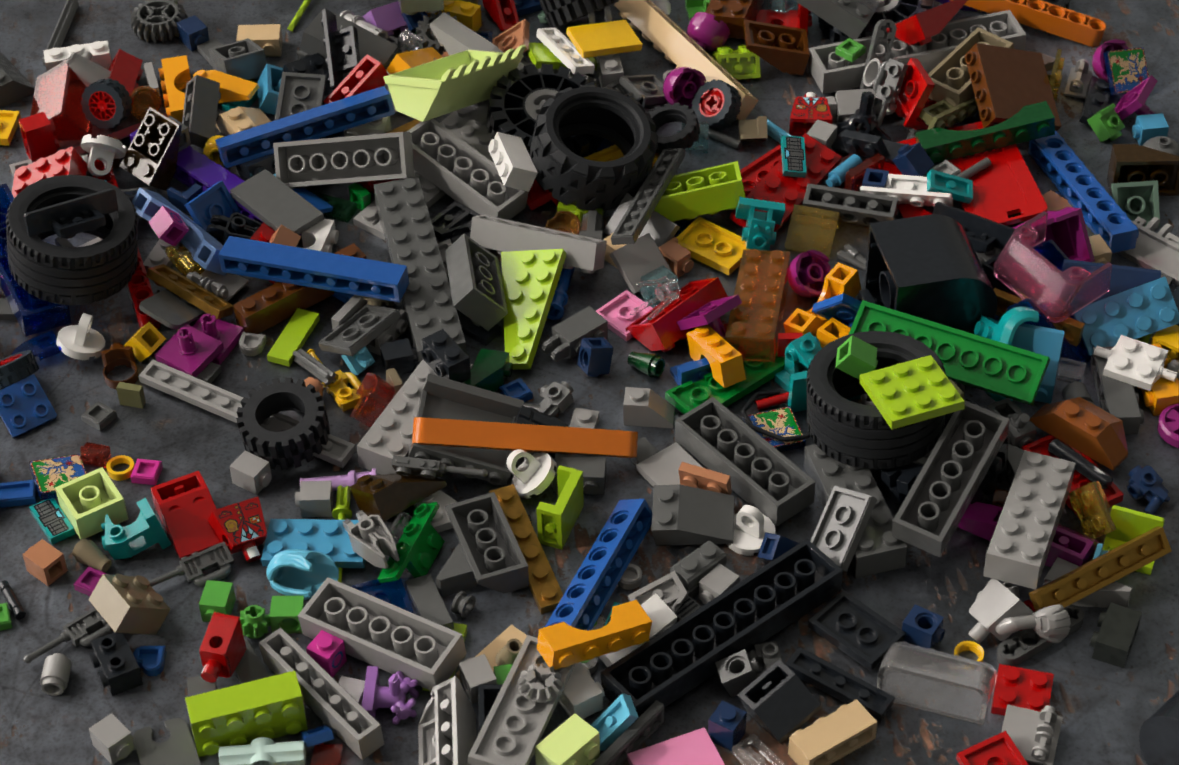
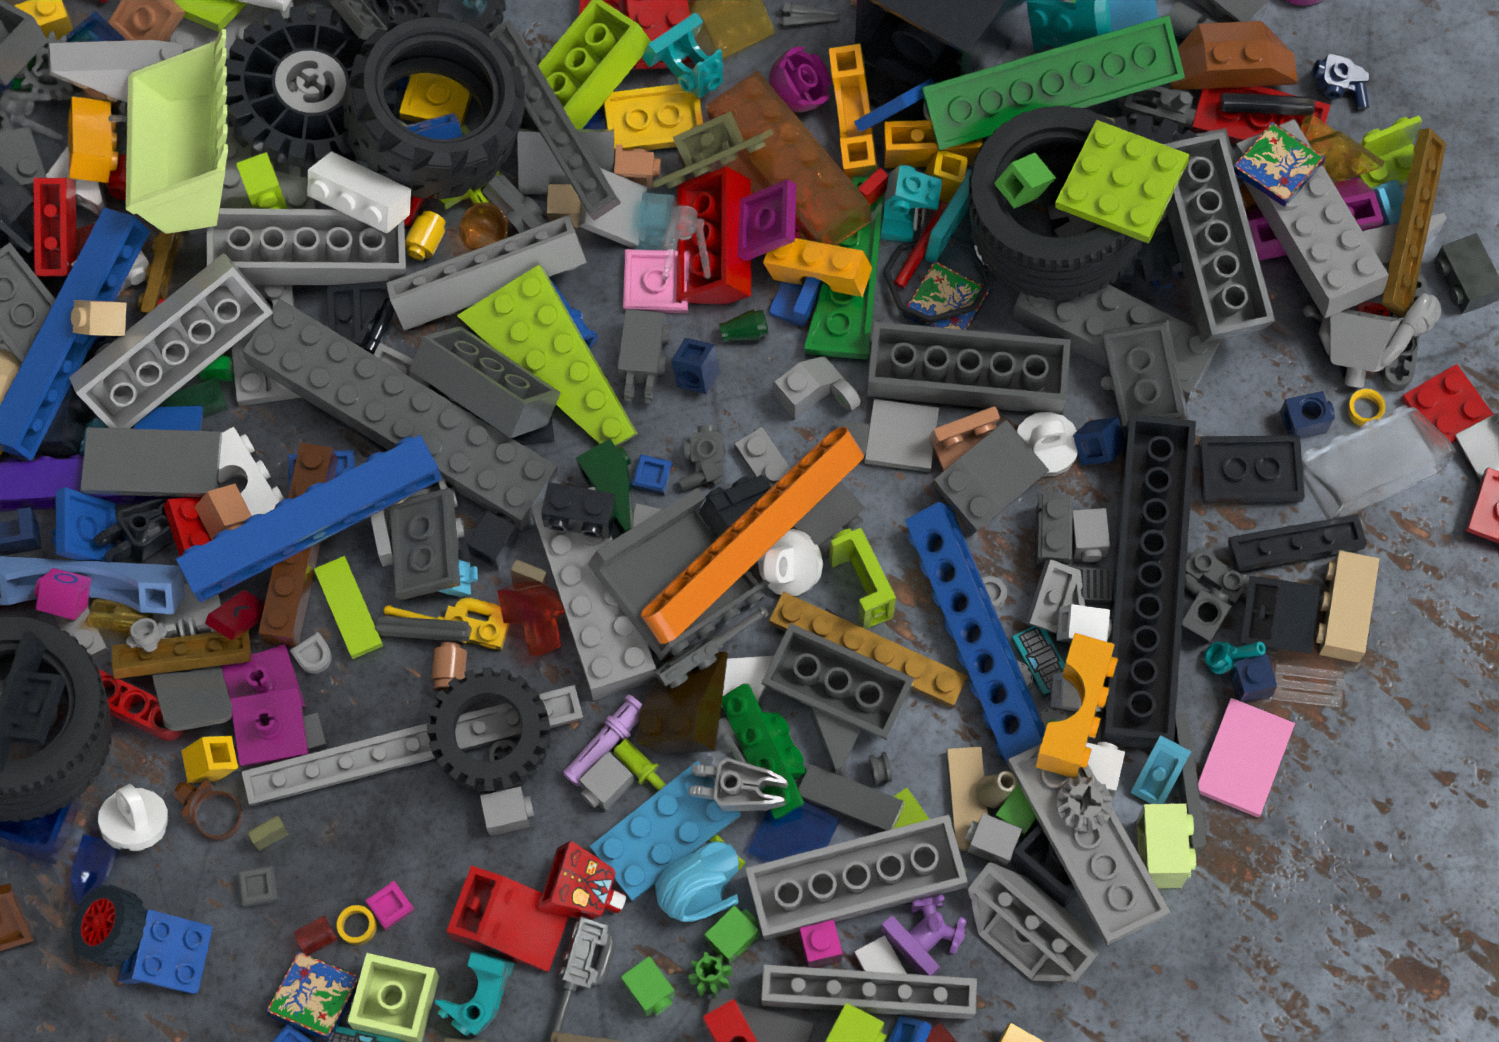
camera: 45 degrees left, 25 degrees up
(182, 267) = (145, 634): none -> light grey plate
(230, 292) = (236, 615): none -> dark red tile
(321, 120) = (99, 317): none -> tan brick
(472, 127) = (261, 183): none -> lime brick
(531, 213) = (425, 235): none -> yellow brick
(662, 426) = (845, 395): none -> light grey tile
(719, 263) = (708, 143): none -> olive bracket
(737, 701) = (1222, 655): none -> teal plate
(1033, 469) = (1278, 164): none -> tile

